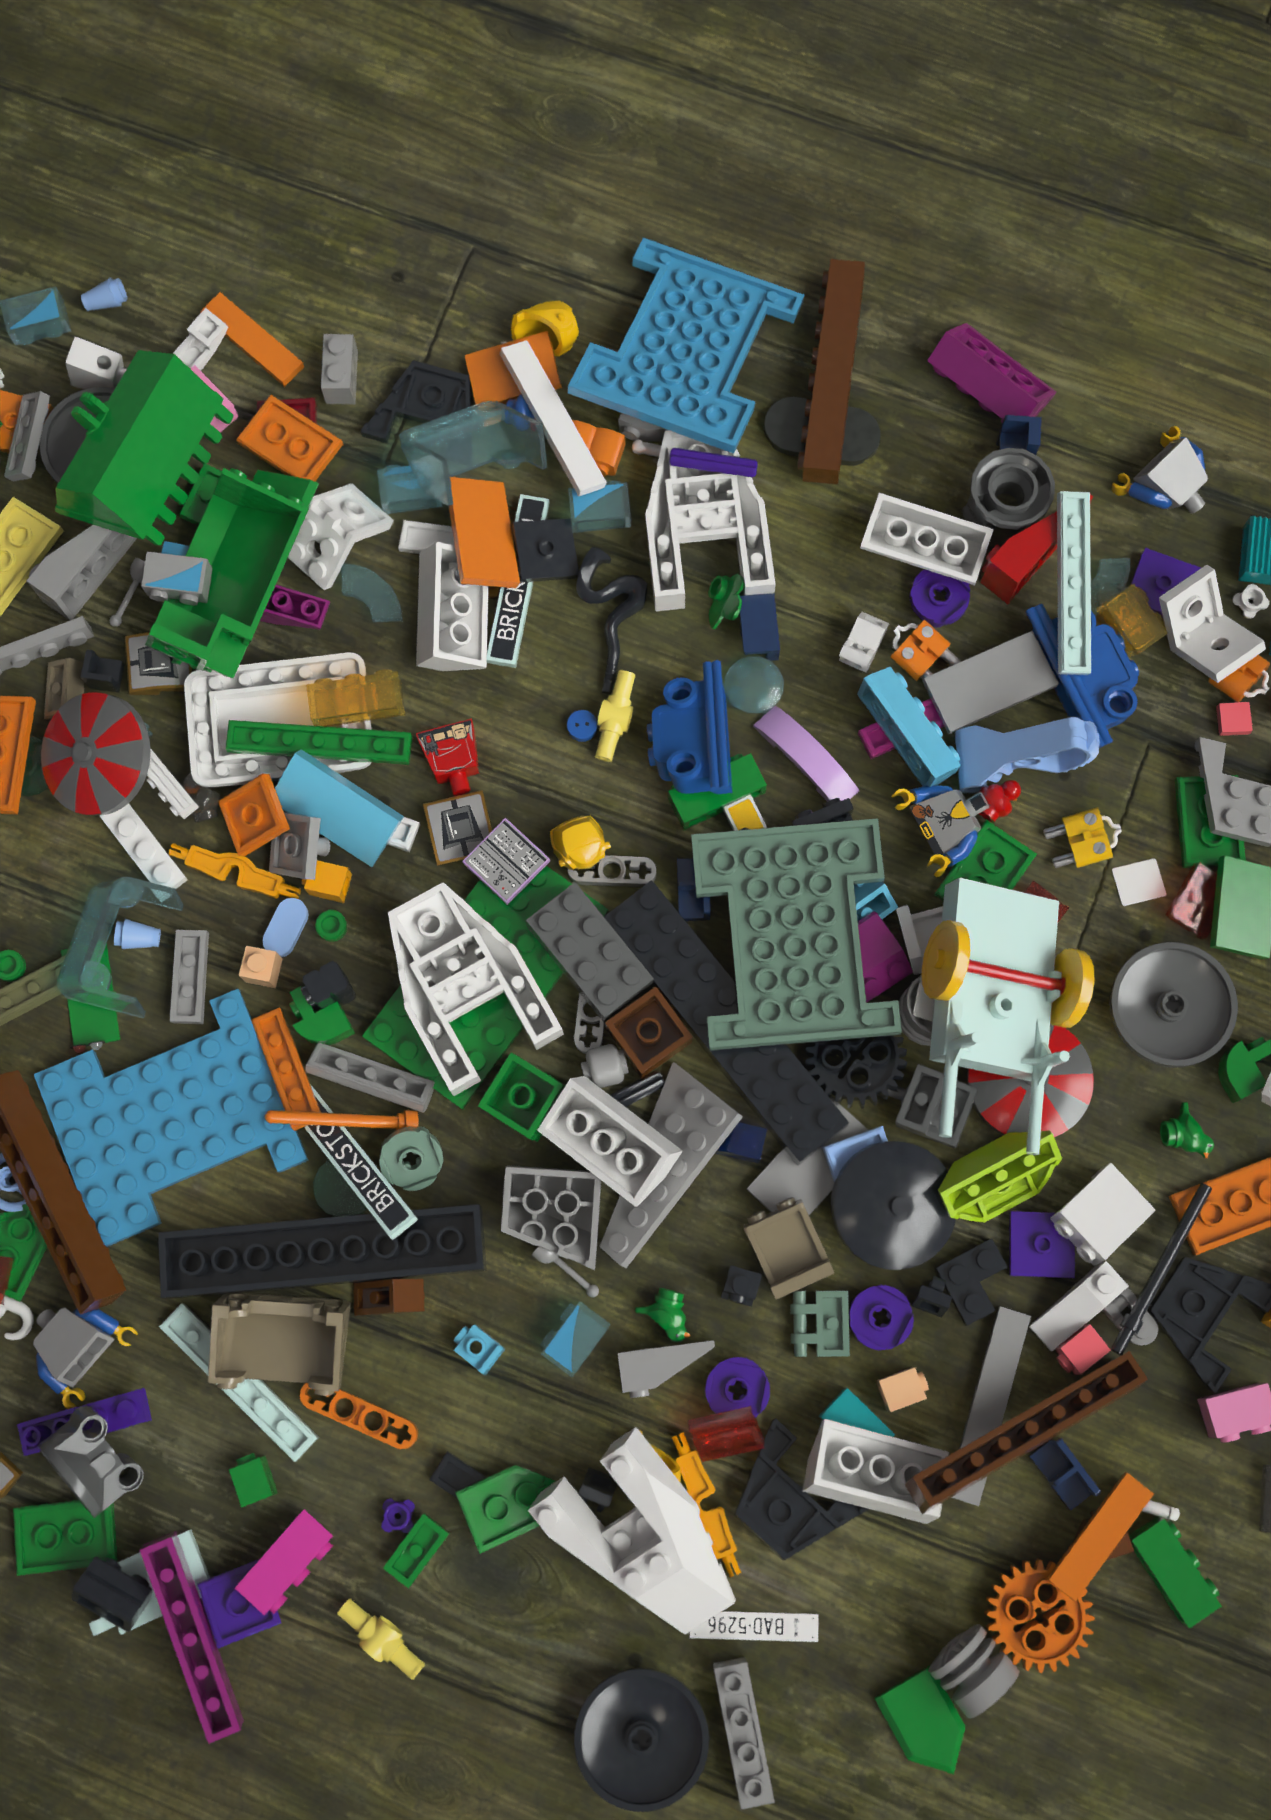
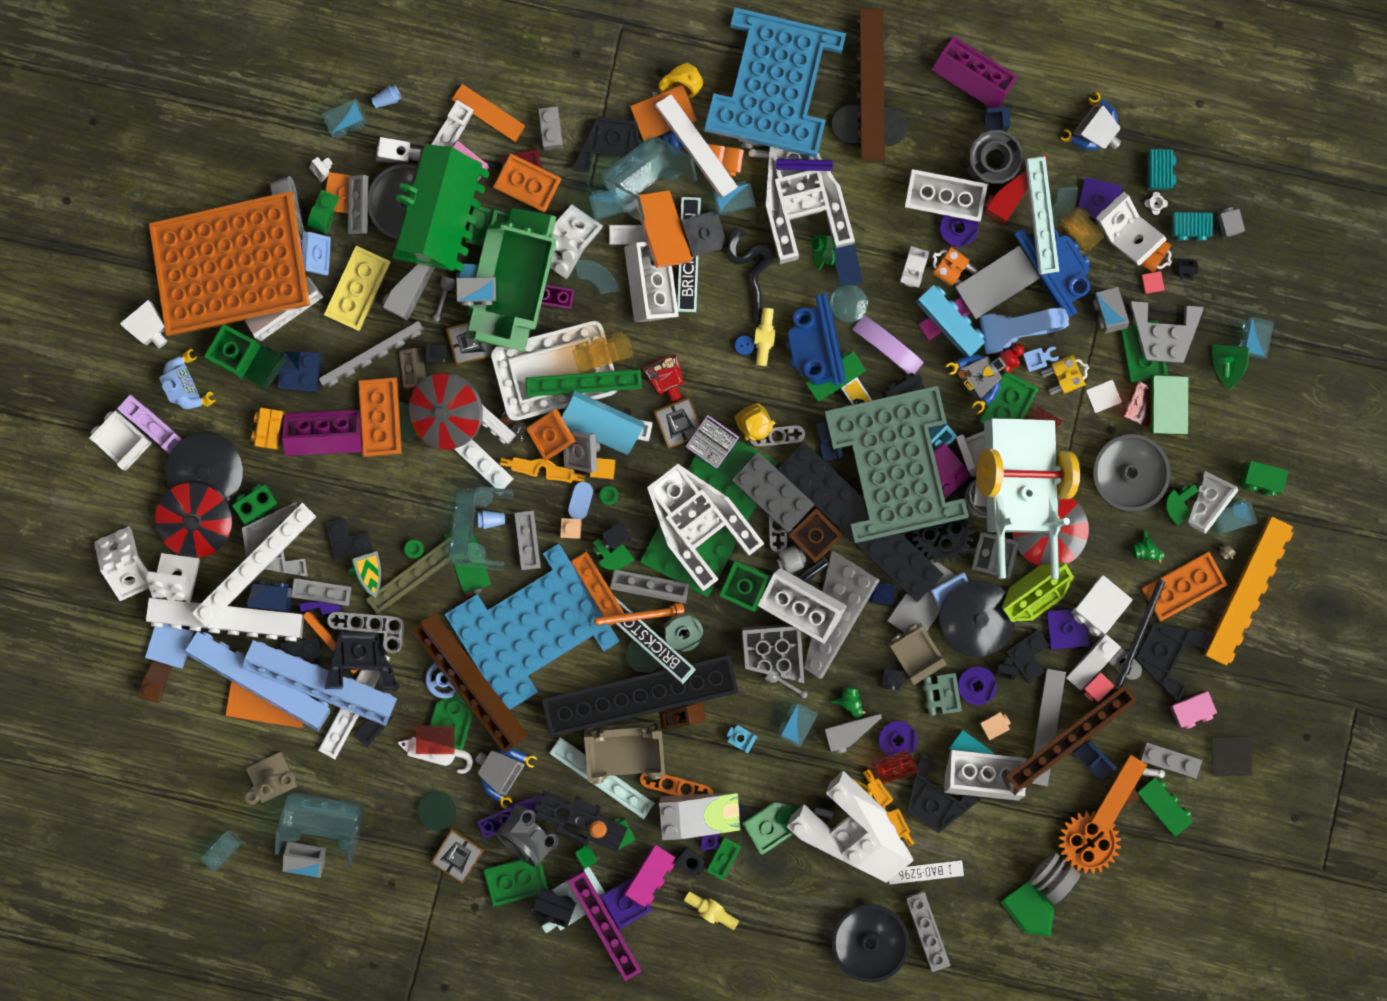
camera: 10 degrees left, 10 degrees up
(186, 1512) = (585, 857): none -> green slope
(192, 1440) = (584, 815): none -> black piece
(345, 1547) = (685, 855): none -> black brick
(384, 1468) = (698, 815): none -> light grey slope
(1040, 809) = (1037, 359): none -> light blue plate
(1165, 748) = (1111, 310): none -> light grey brick
(1192, 1492) = (1170, 760): none -> light grey brick

